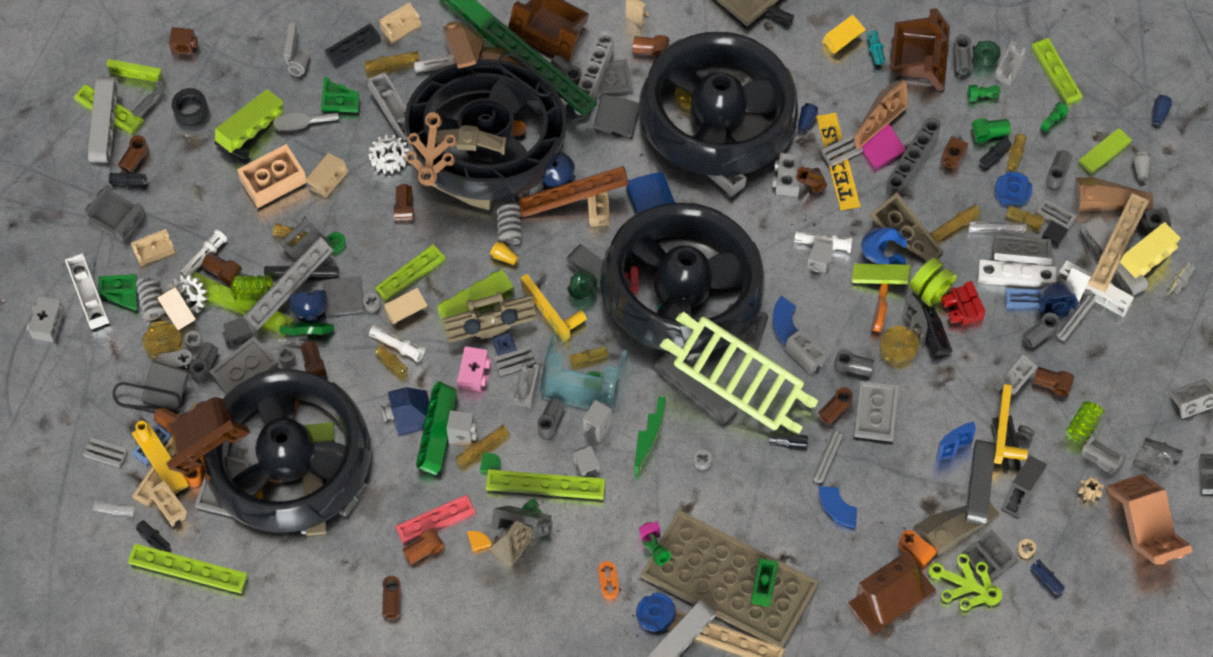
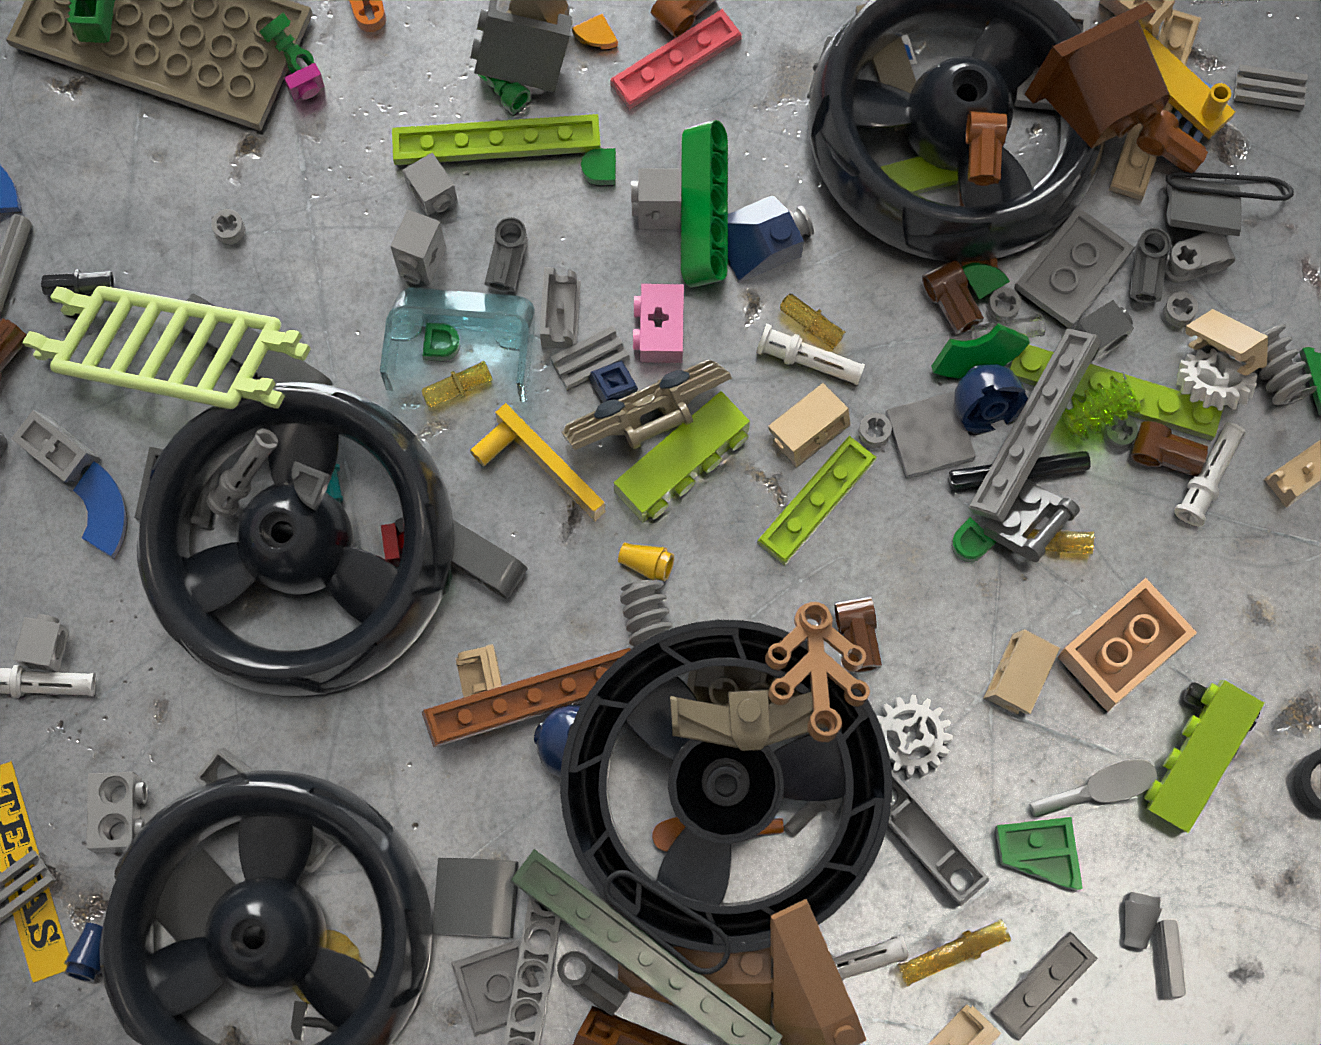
camera: 170 degrees right, 10 degrees up
(158, 330) = (1243, 281): clear yellow plate -> none
(279, 404) = (985, 138): none -> dark orange piece
(296, 364) = (984, 278): none -> green tile
(485, 443) = (616, 192): clear yellow pin -> none
(582, 285) = (486, 509): clear green hair -> none
(648, 438) = (327, 241): green slope -> none
(649, 191) = (384, 732): blue slope -> none
(667, 276) = (309, 484): none -> dark grey tile
(708, 303) = (236, 482): none -> light grey pin
(812, 178) = (64, 803): reddish brown piece -> none

